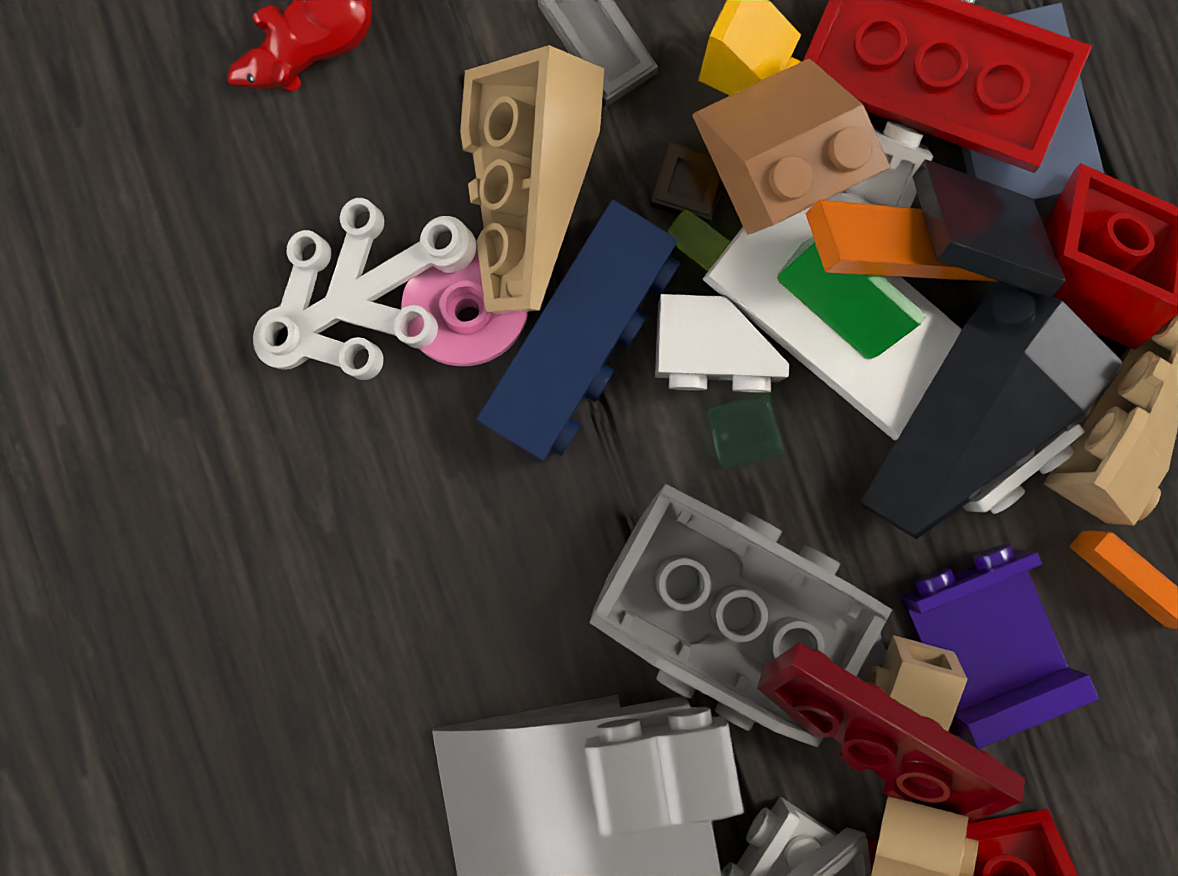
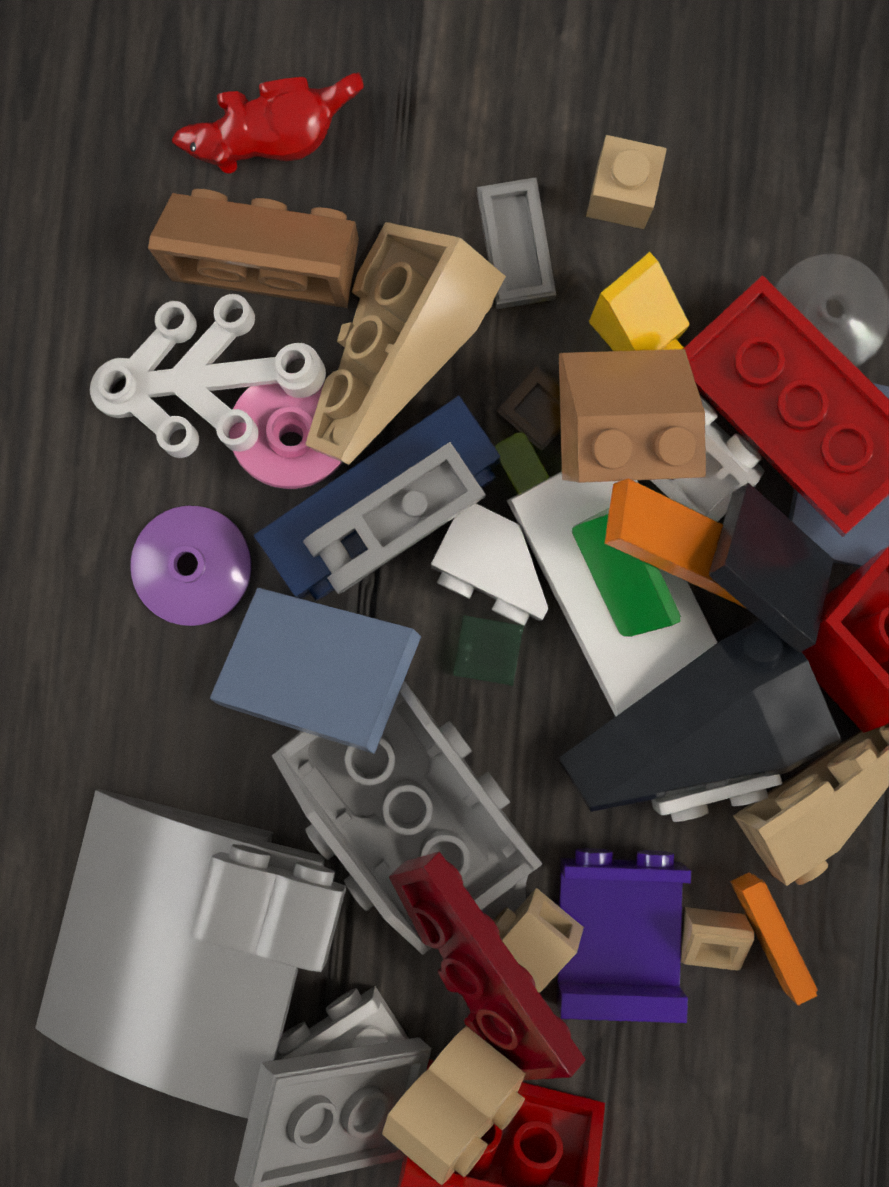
camera: 25 degrees right, 0 degrees up
(354, 146) = (256, 247): none -> medium nougat slope
(458, 484) = (221, 569): none -> medium lavender dish
(595, 520) = (316, 669): none -> sand blue tile
(607, 338) = (396, 516): none -> light grey plate
(1082, 606) = (715, 938): none -> tan slope

